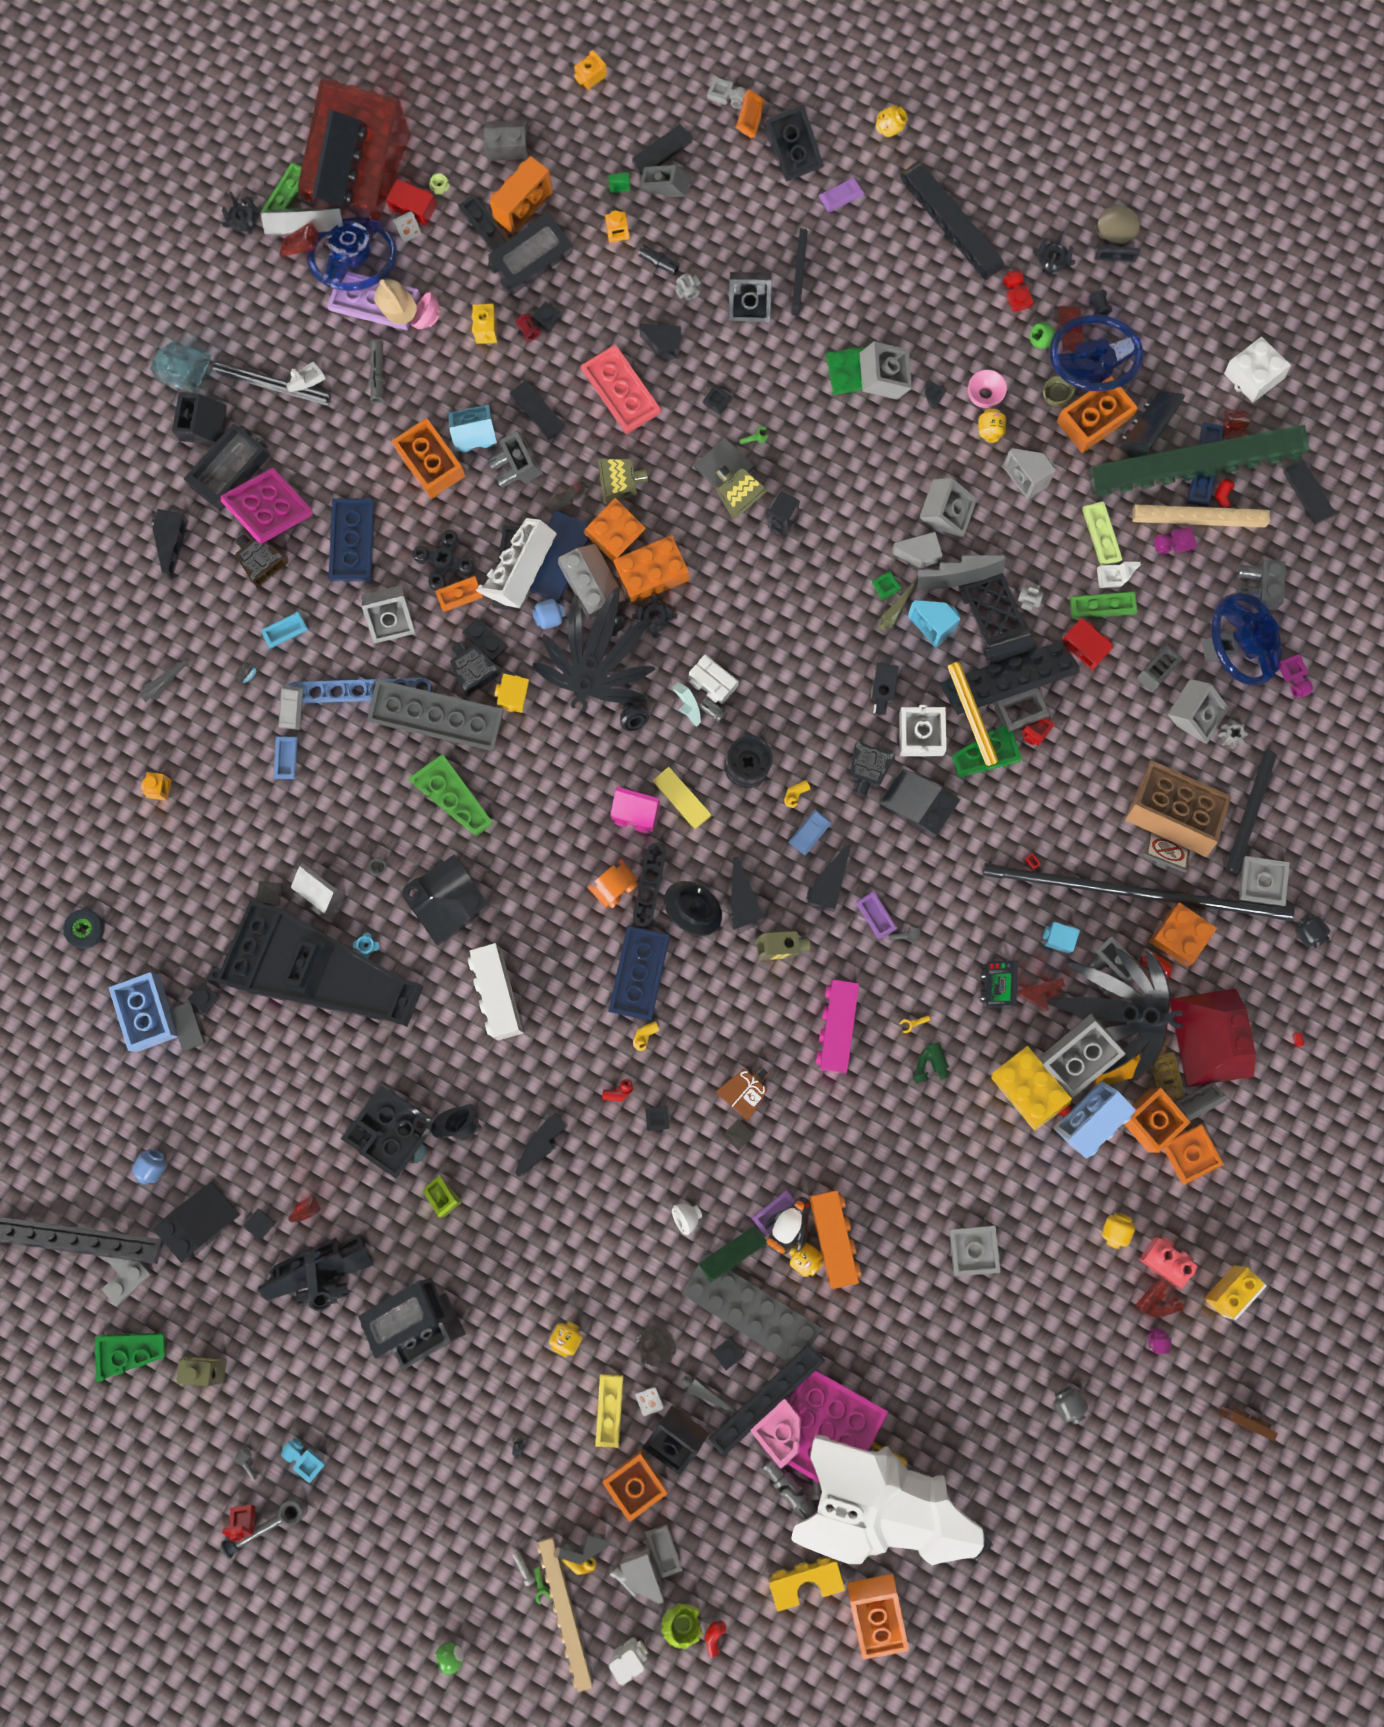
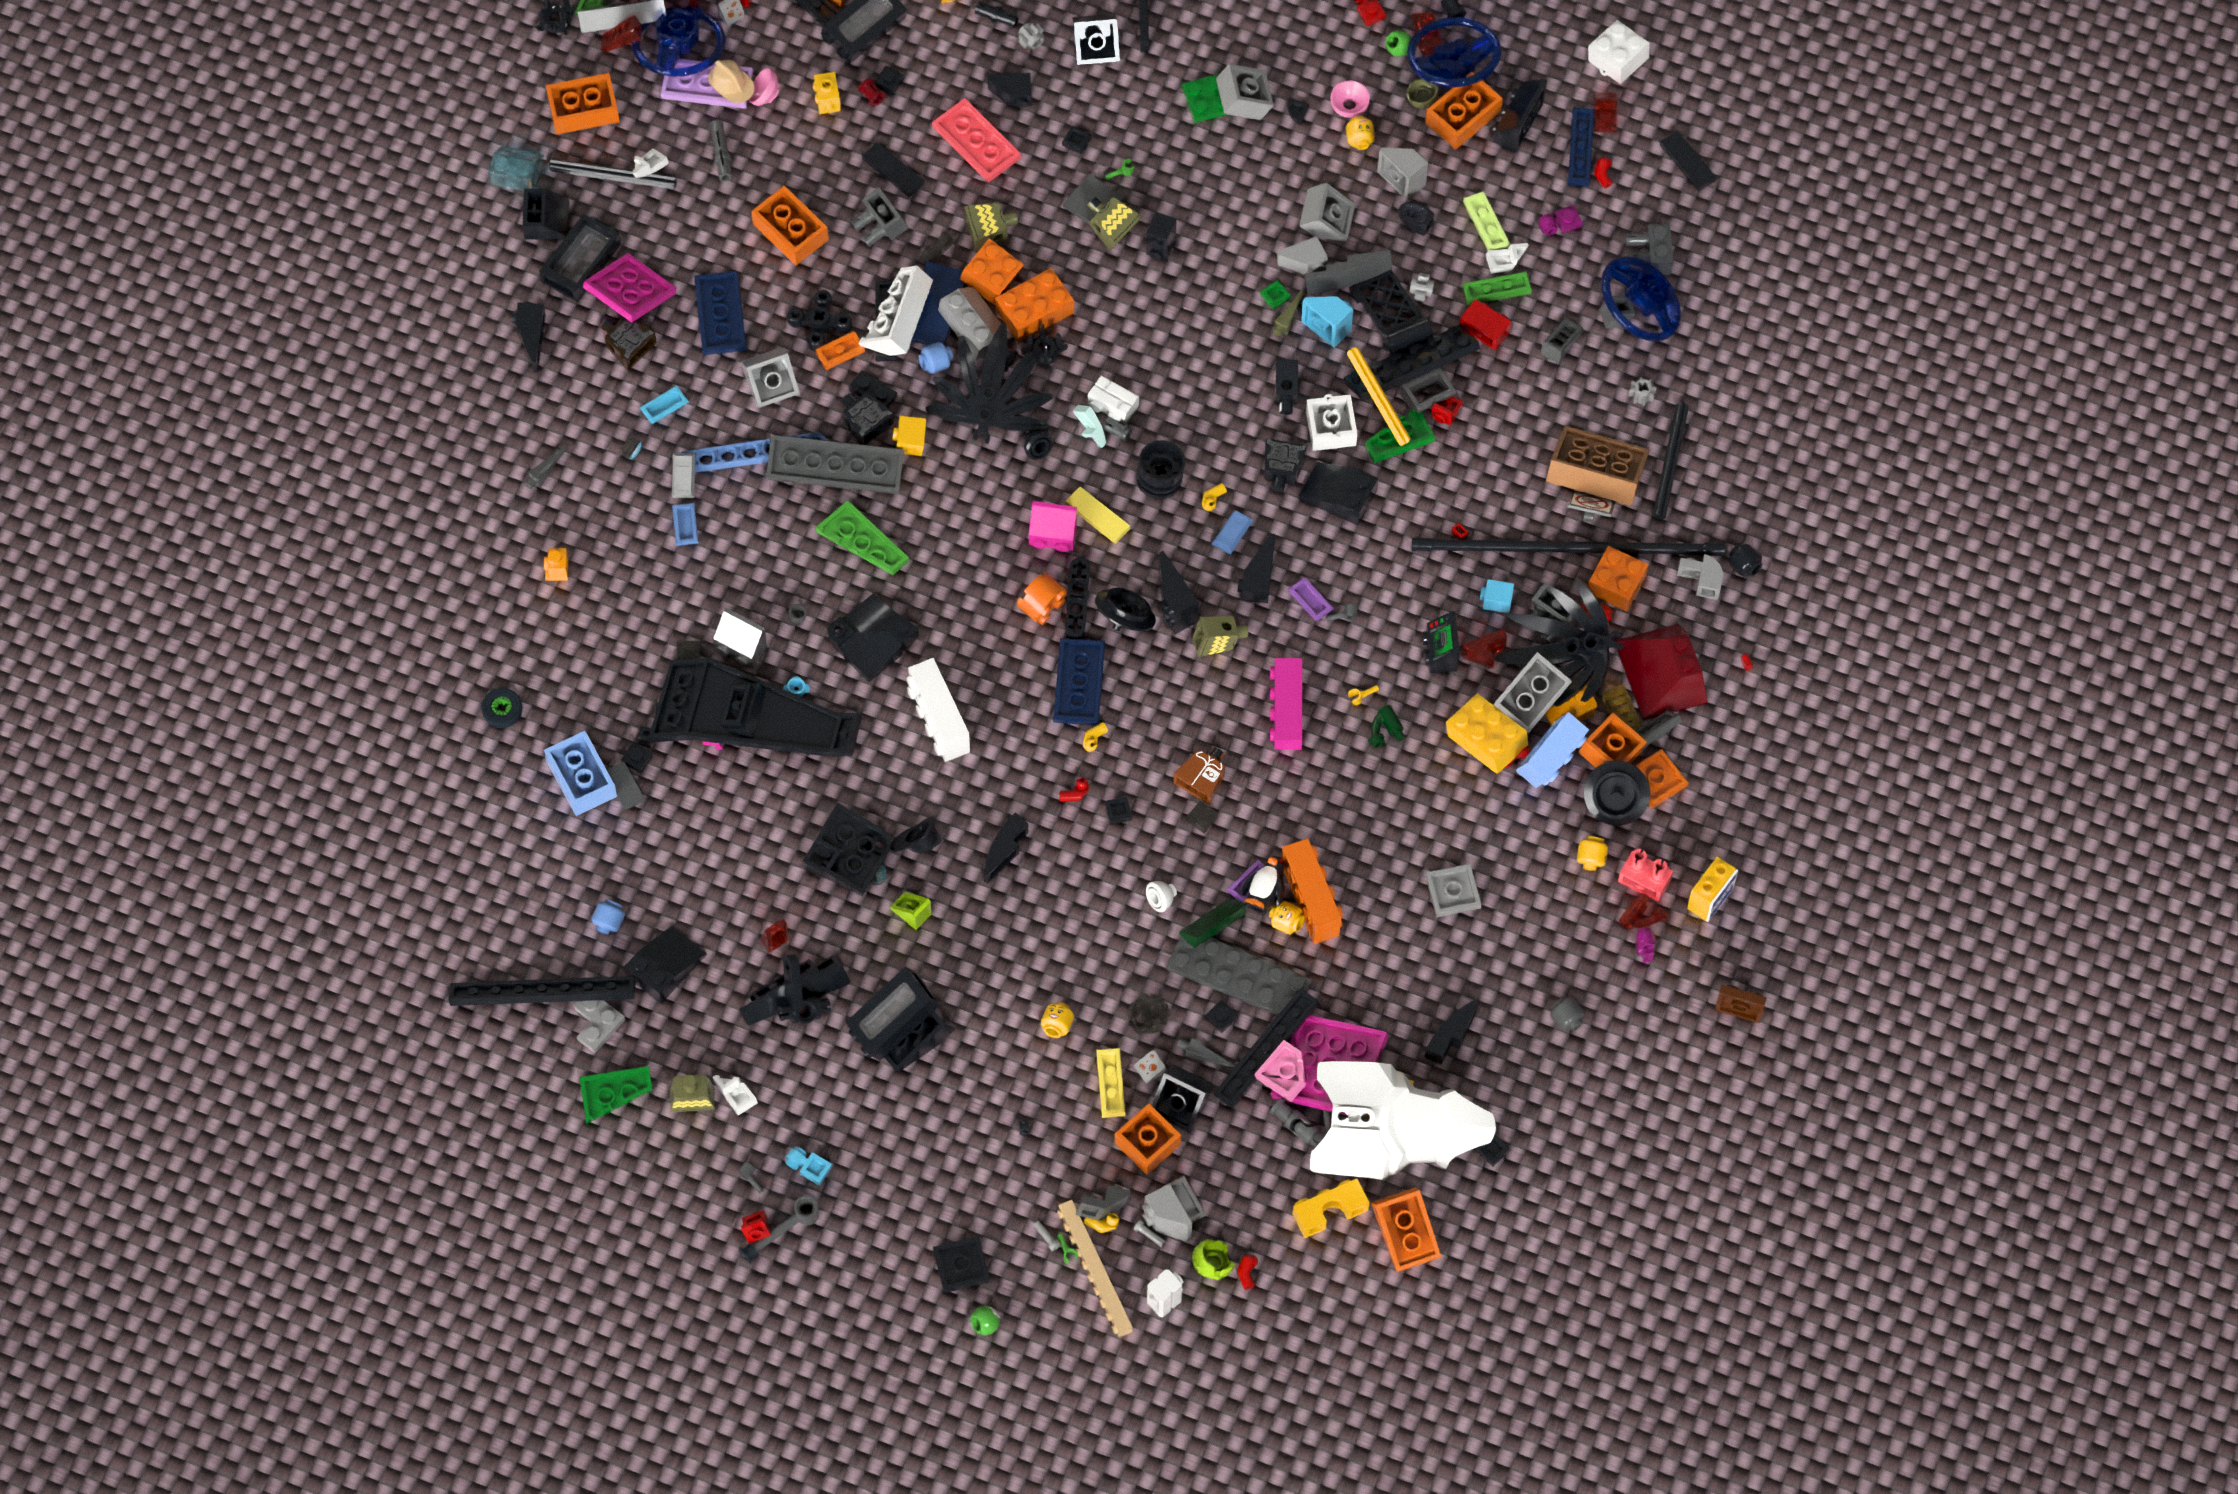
camera: 15 degrees left, 15 degrees down
(246, 1371) = (736, 1093): none -> white slope
(251, 308) = (582, 103): none -> orange brick
(259, 1224) = (728, 958): black tile -> none
(435, 1590) = (961, 1264): none -> black plate
(472, 428) = (829, 193): medium azure slope -> none
(952, 1406) = (1451, 1032): none -> black slope
(1034, 521) = (1416, 217): none -> black rock
(1152, 1171) = (1617, 793): none -> black piece
(1198, 460) = (1570, 142): clear green brick -> none
(1198, 710) = (1605, 372): light grey slope -> none
(1200, 516) = (1582, 194): tan piece -> none
(1264, 881) = (1692, 521): light grey plate -> none
(1274, 941) = (1707, 572): none -> light grey brick
(1294, 670) = (1696, 326): magenta plate -> none

